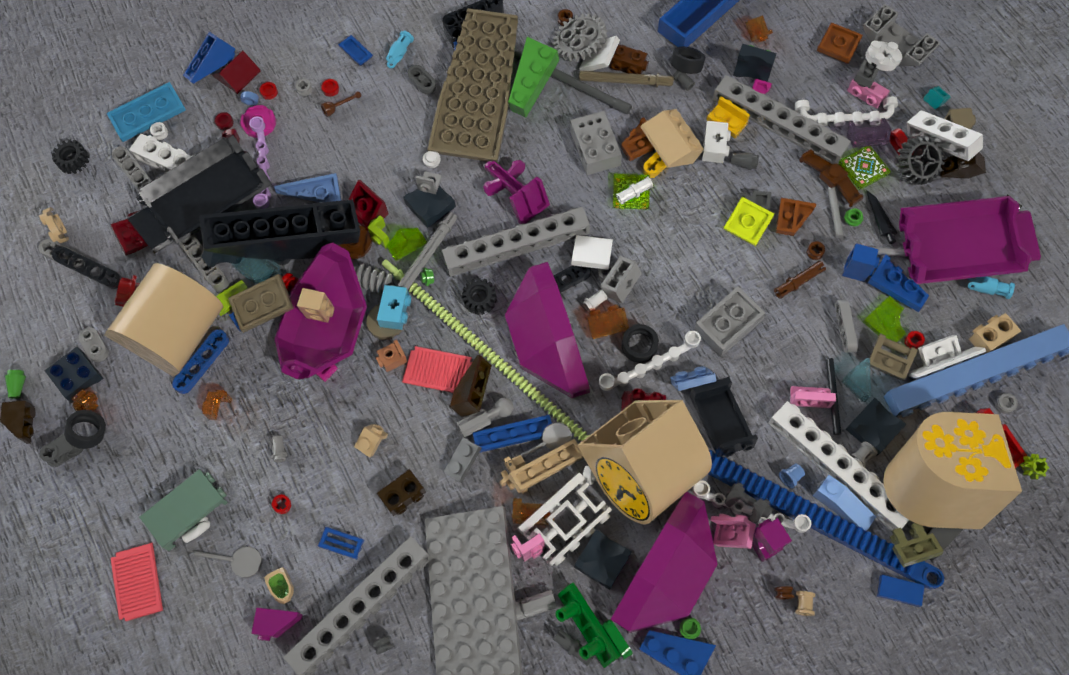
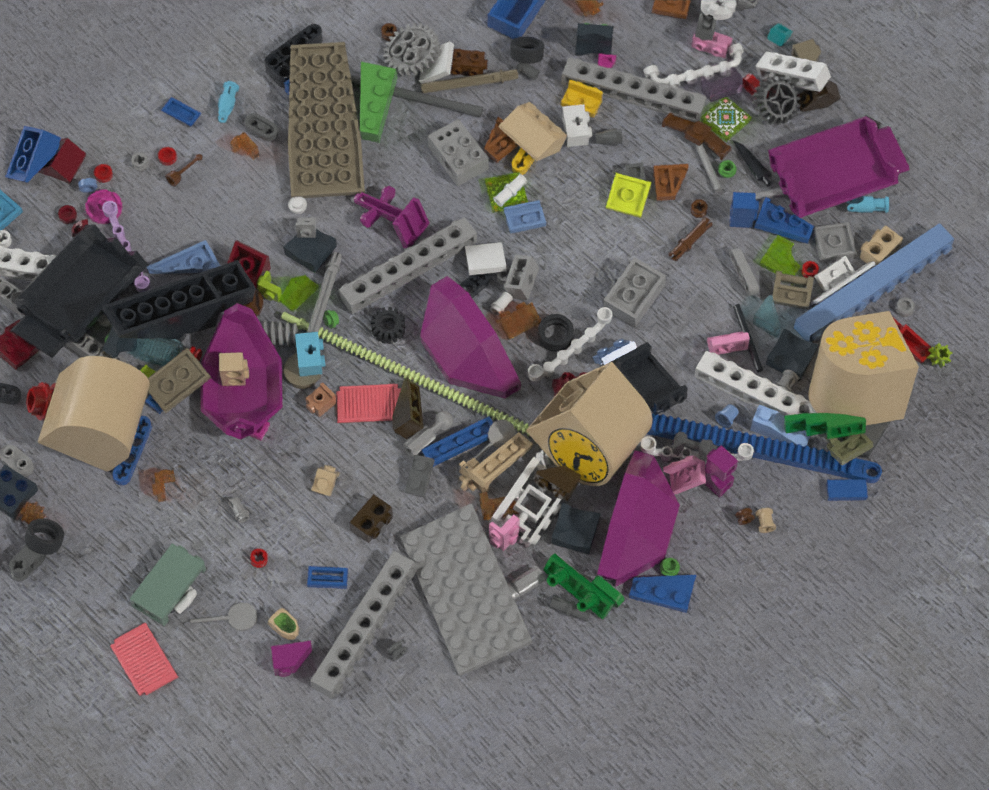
camera: 20 degrees left, 5 degrees down
(399, 89) = (245, 143): none -> clear orange bracket
(598, 505) = (559, 480): none -> dark brown slope
(641, 219) = (524, 216): none -> medium blue plate
(902, 519) = (819, 423): none -> green slope
(946, 316) = (834, 241): none -> light grey tile

